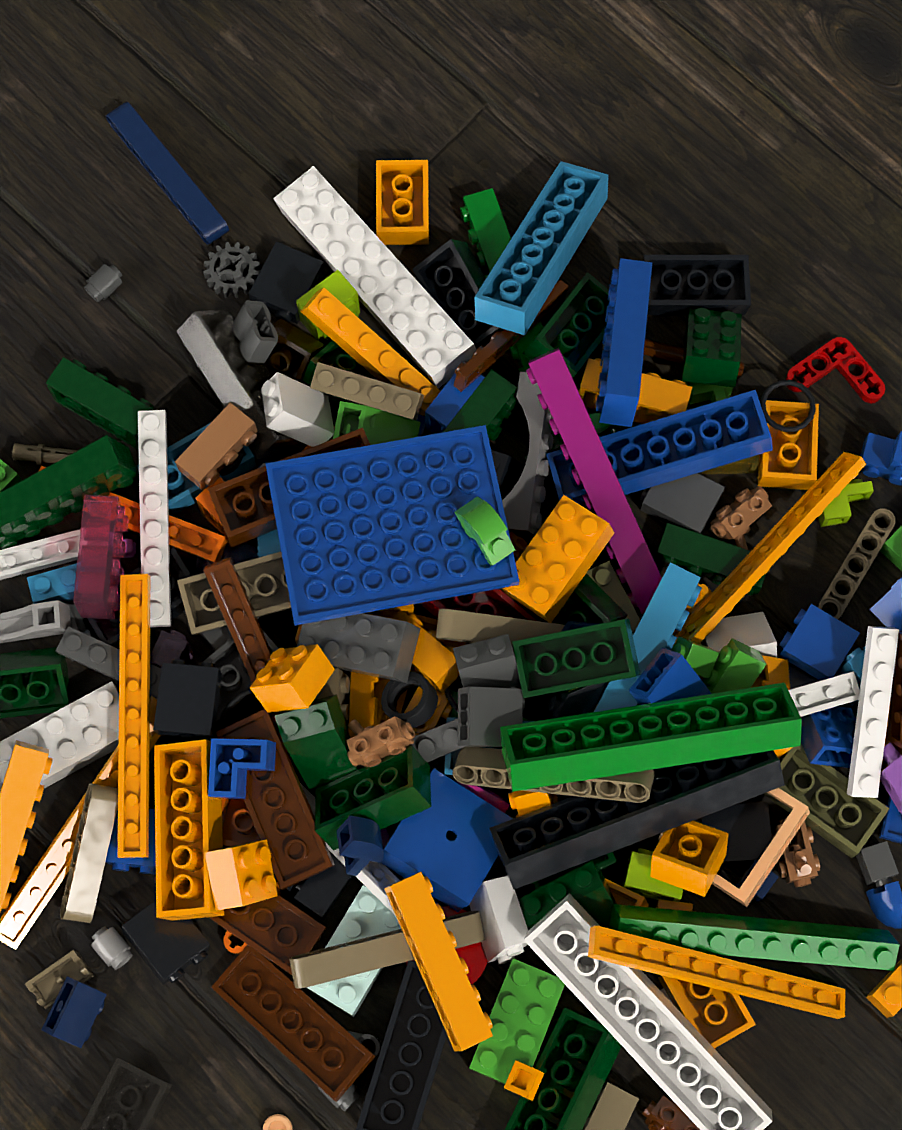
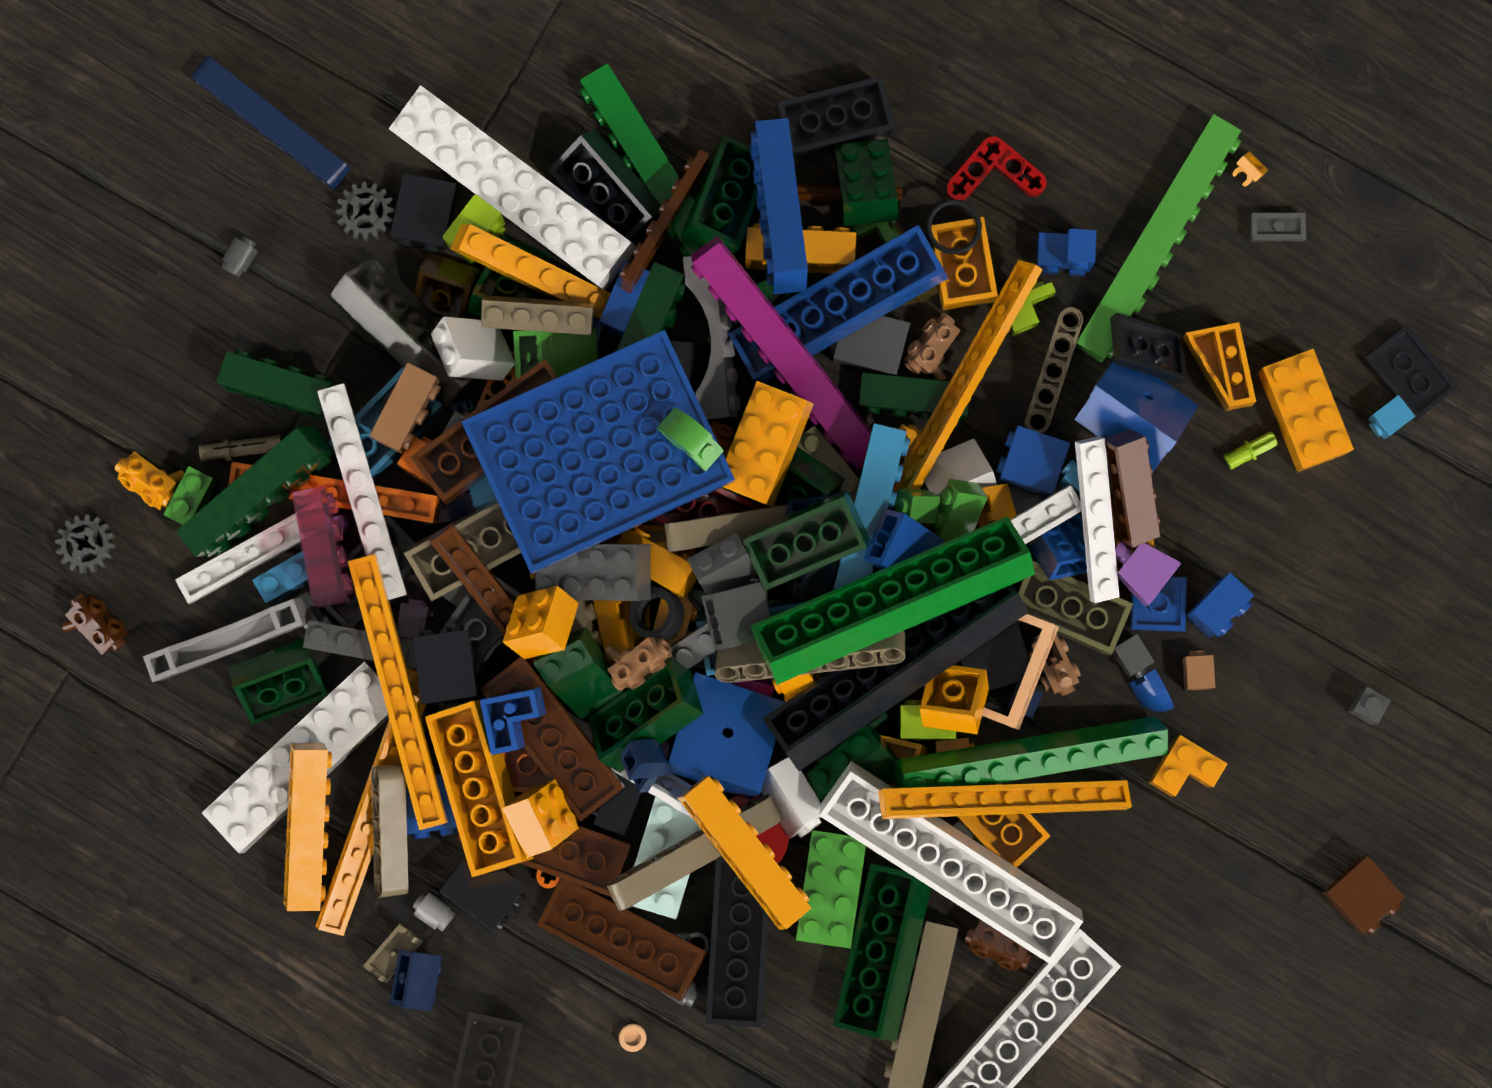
camera: 15 degrees left, 10 degrees up
(255, 331) = (409, 277): dark grey brick -> none
(402, 202) = (519, 99): light orange brick -> none
(524, 1080) = (849, 940): light orange tile -> none
(541, 248) = (674, 121): dark azure brick -> none

